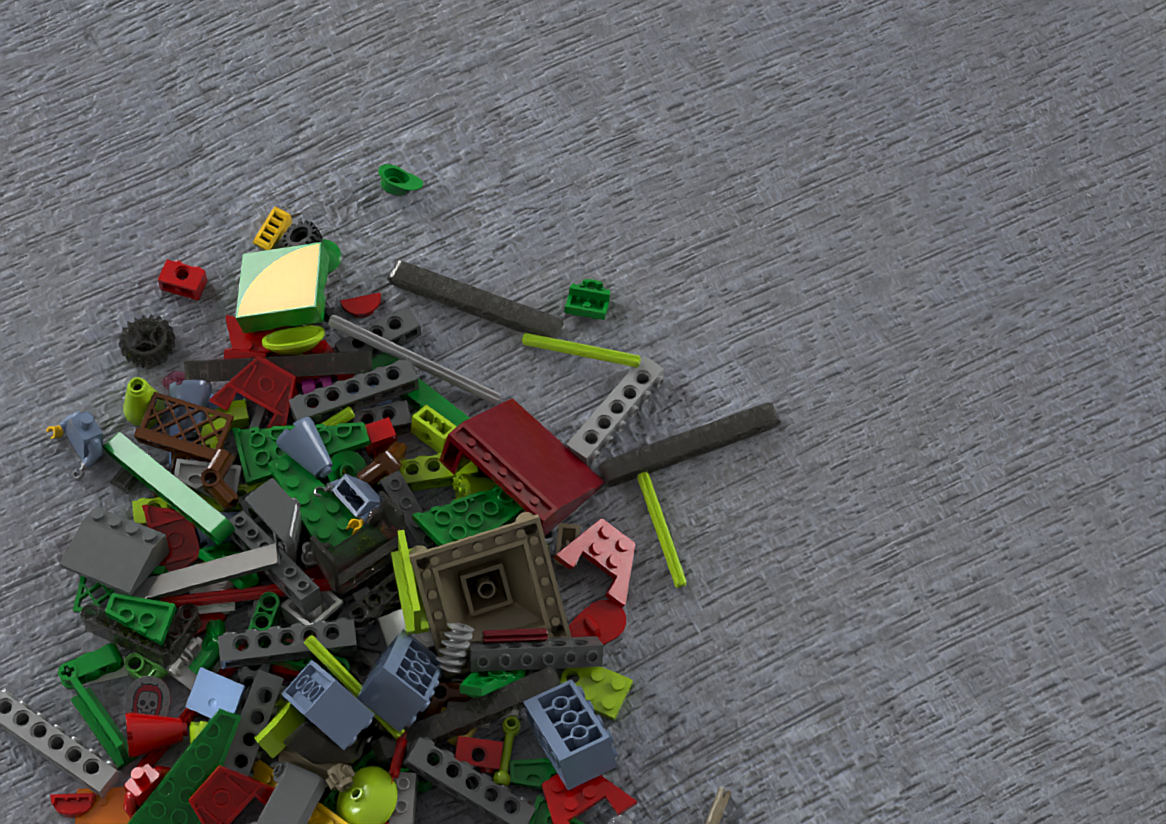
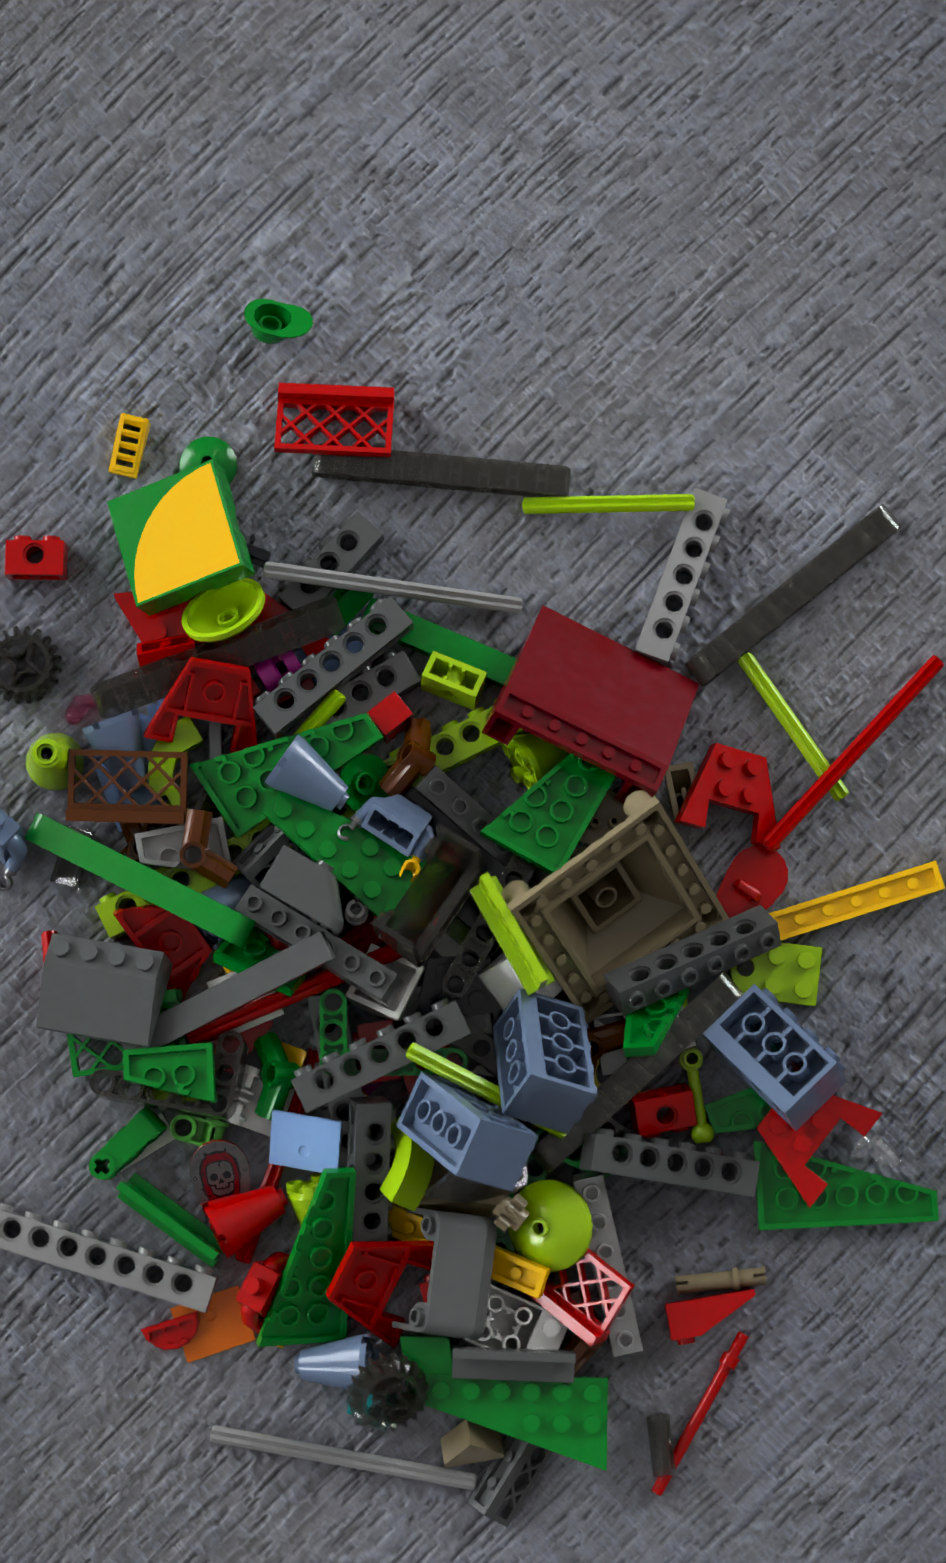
camera: 15 degrees left, 20 degrees up
(302, 230) = (167, 441): black tyre -> none
(362, 305) = (291, 522): red tile -> none
(398, 757) = (574, 1164): red piece -> none
(418, 237) = (333, 398): none -> red fence
(455, 647) = (594, 992): light grey piece -> none
(515, 635) = (662, 946): dark red axle -> none
(588, 299) = (592, 423): green slope -> none
(668, 656) = (858, 900): none -> yellow plate
(696, 555) = (852, 753): none -> red axle

